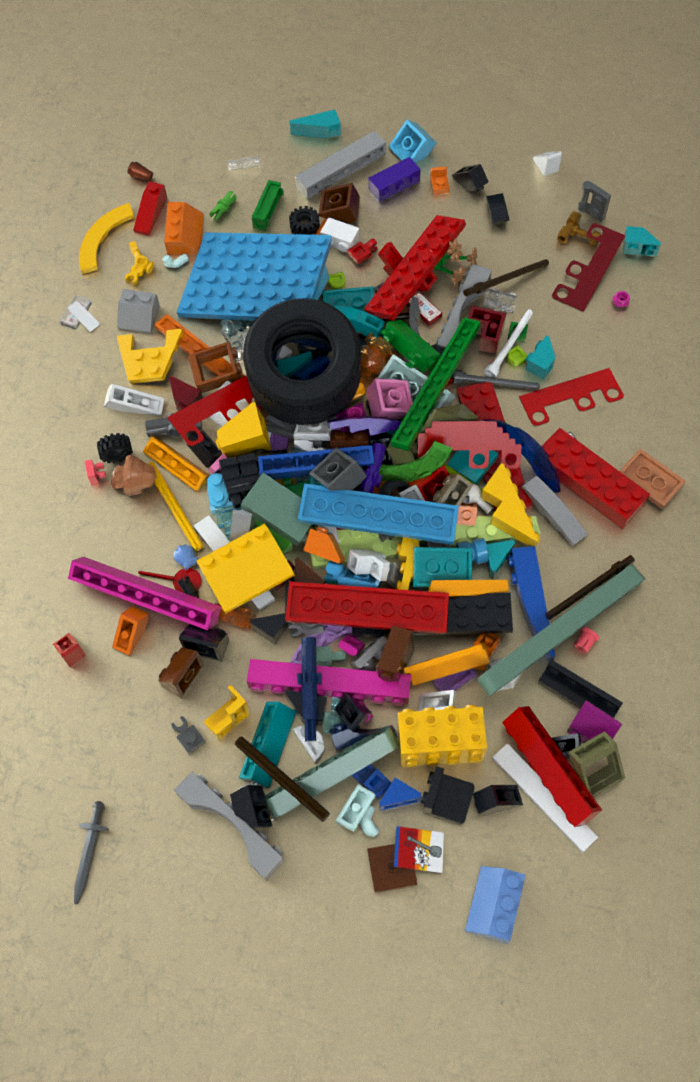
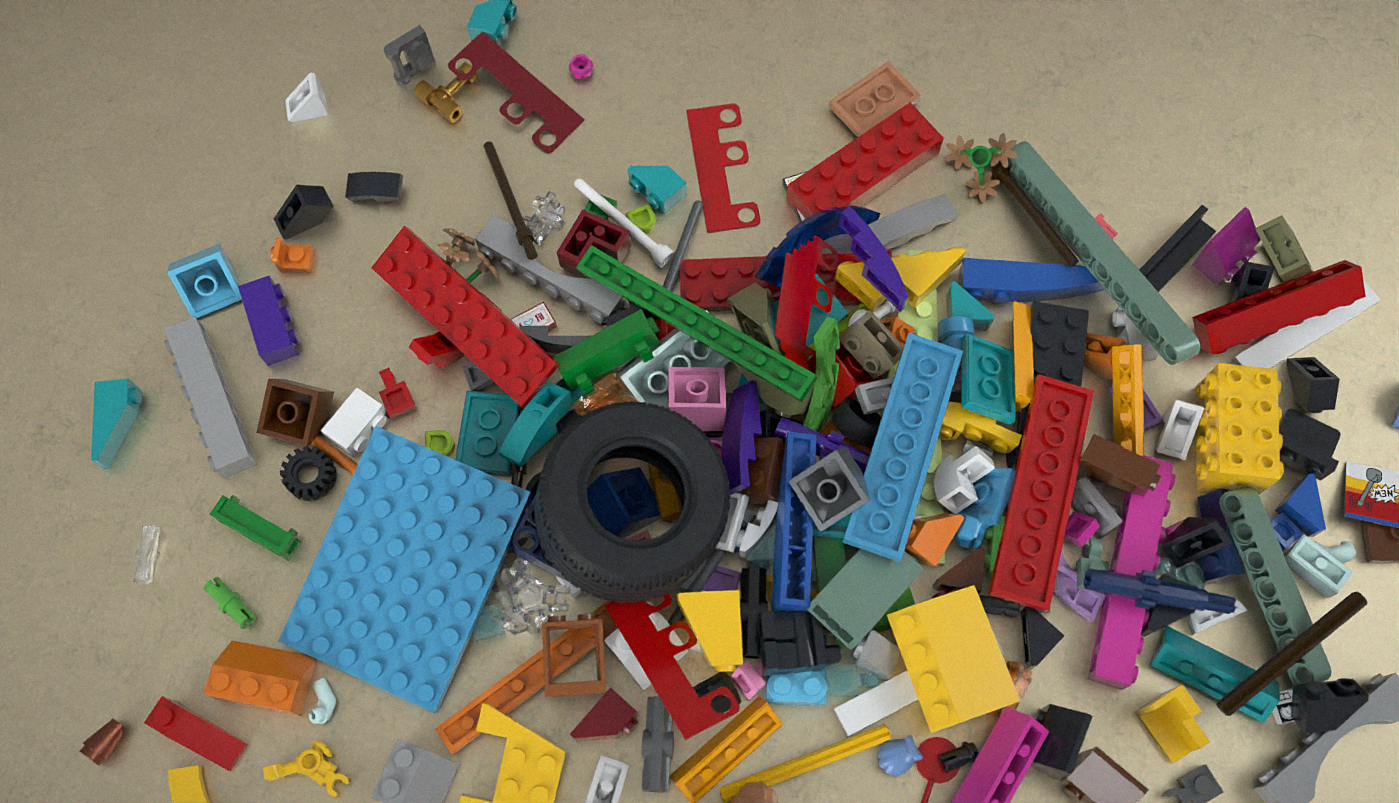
camera: 80 degrees left, 5 degrees up
(505, 482) = (878, 265): none -> dark purple slope
(612, 538) = (980, 158): none -> medium nougat plant

